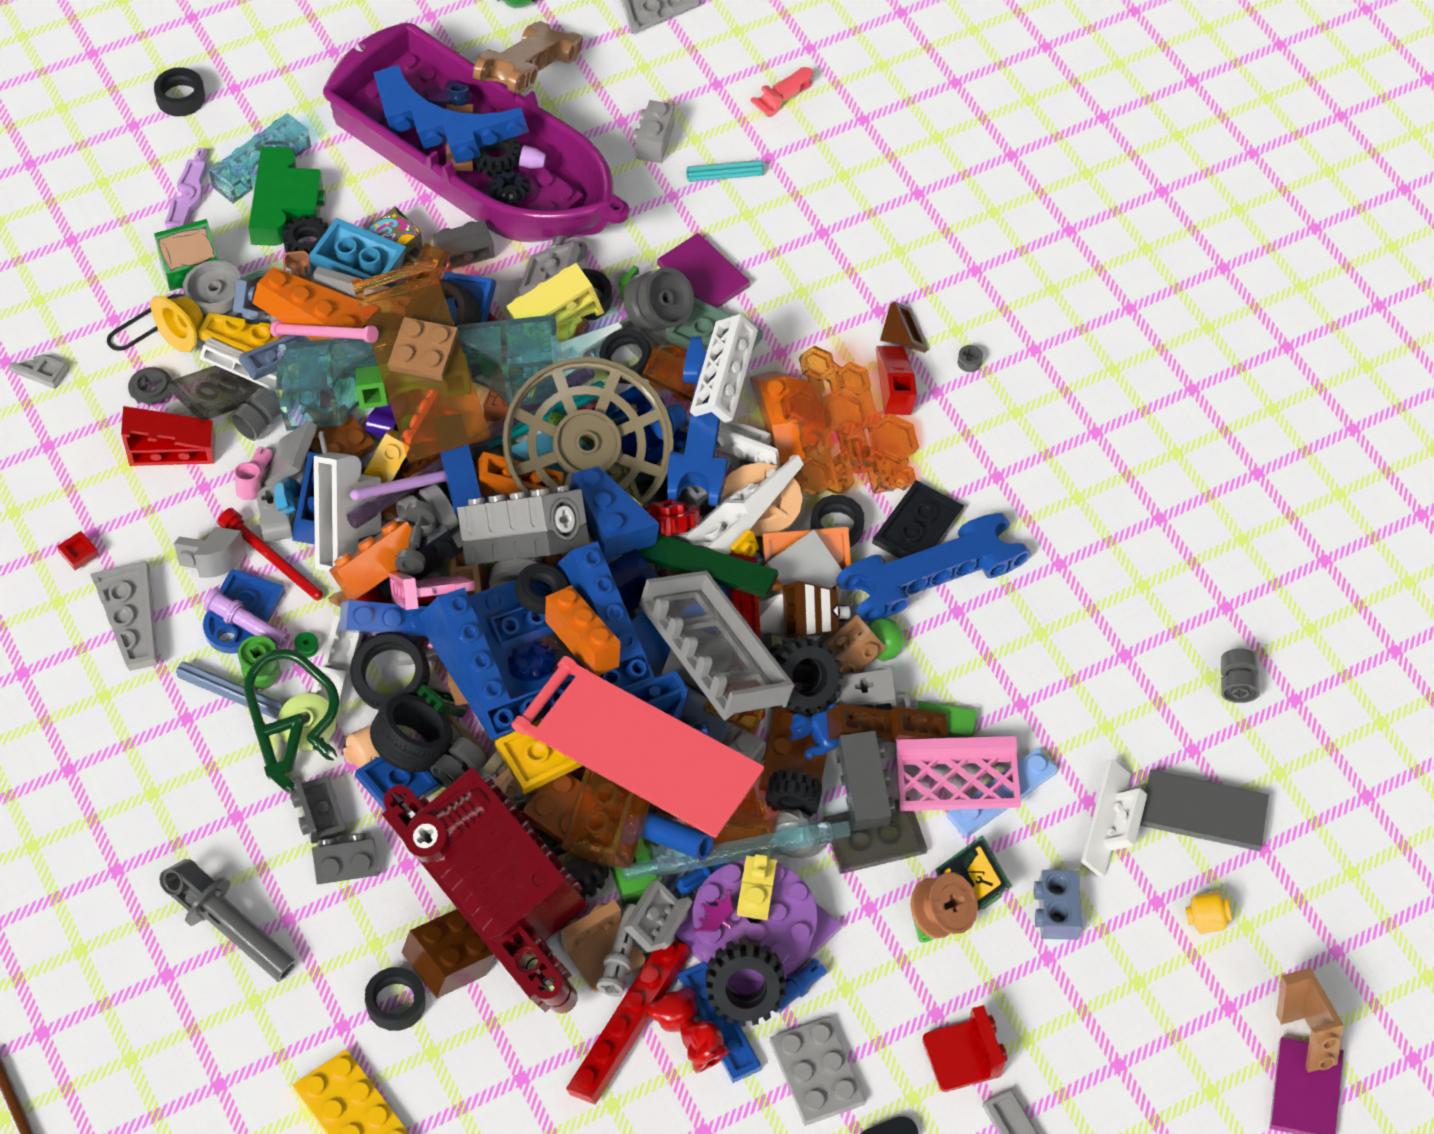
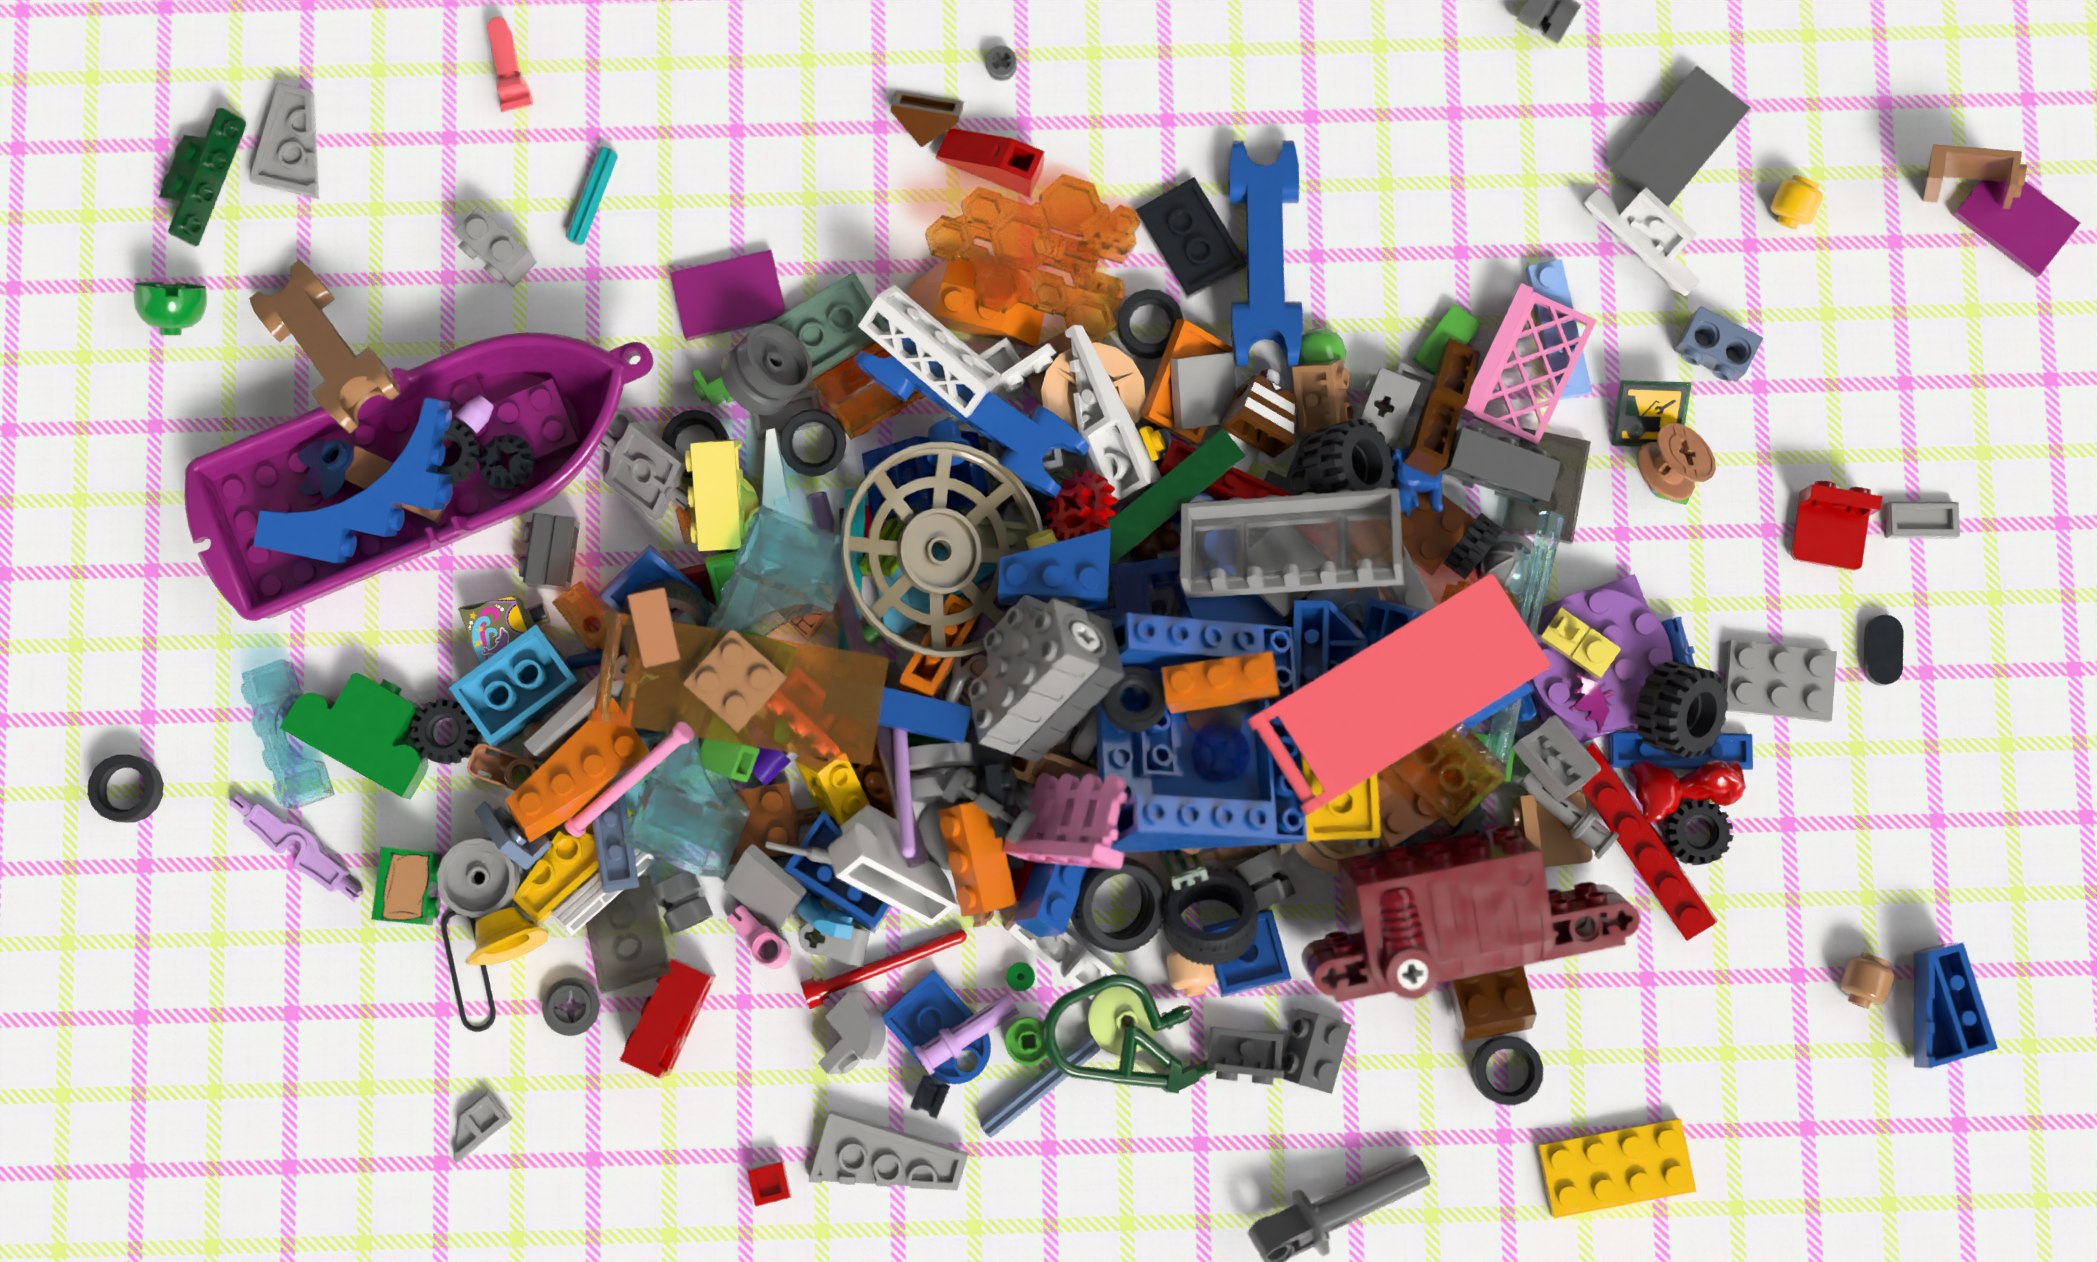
camera: 60 degrees left, 25 degrees up
(188, 620) = (930, 1096): none -> black wheel
(433, 285) = (654, 627): none -> nougat tile
(658, 1040) = (1718, 827): none -> black tyre

